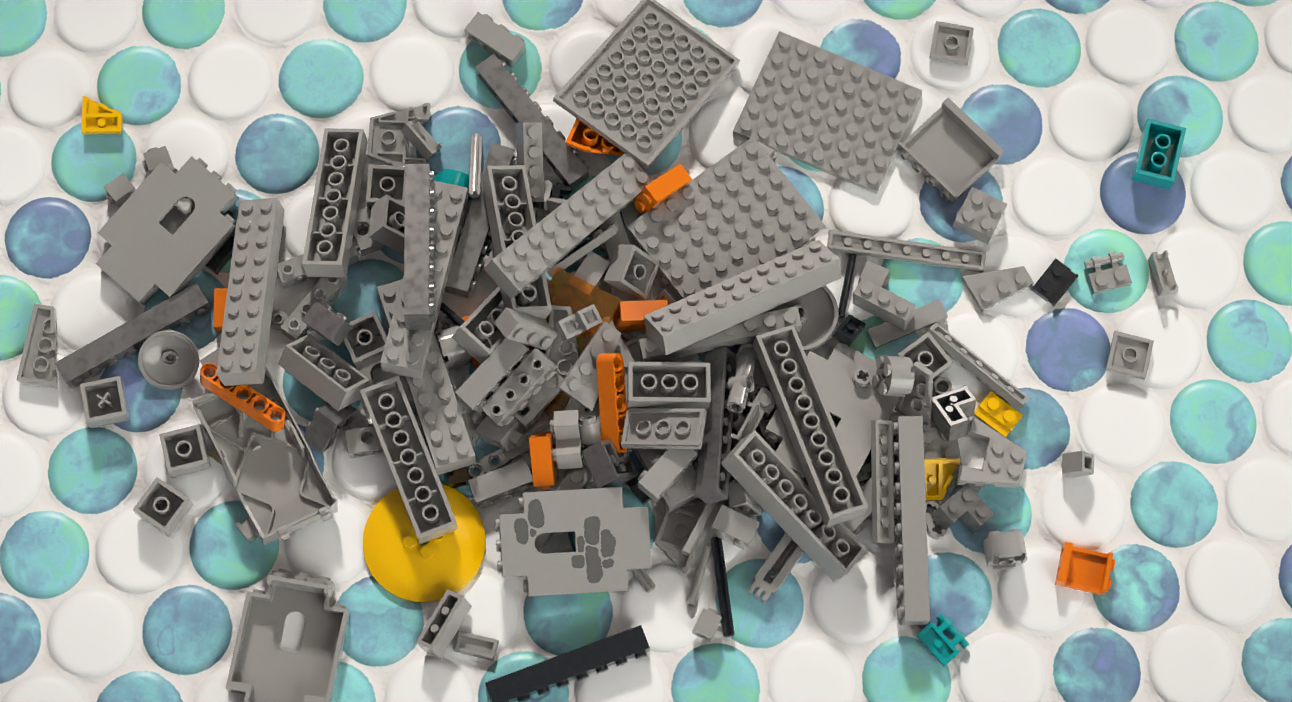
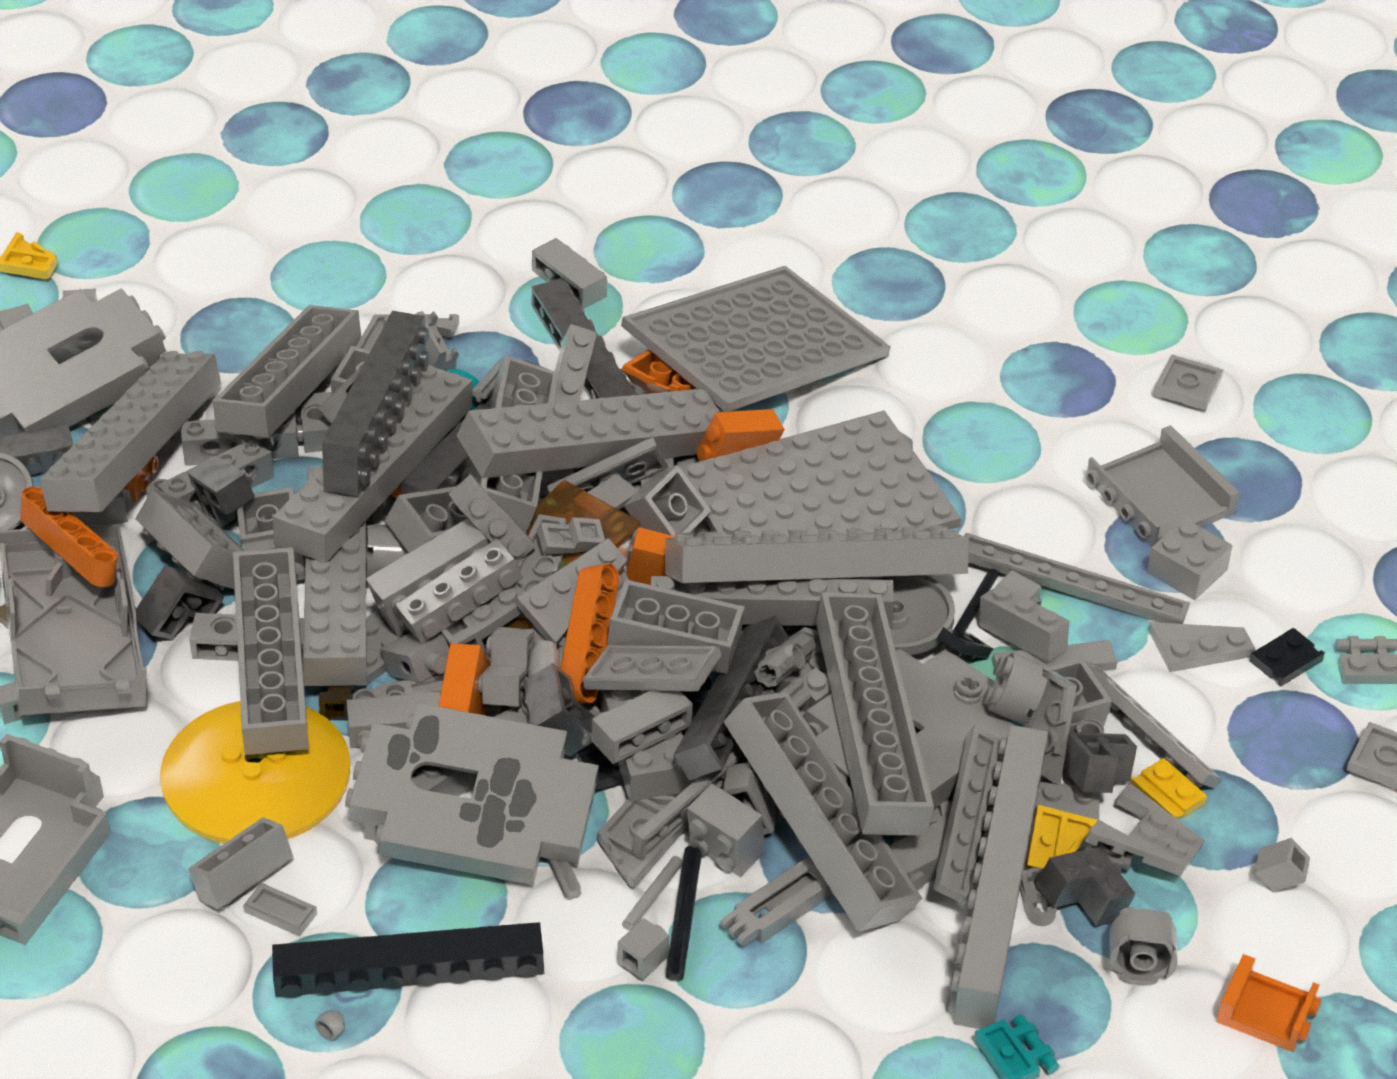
camera: 15 degrees right, 30 degrees down
(827, 112) = (1001, 423): light grey plate -> none

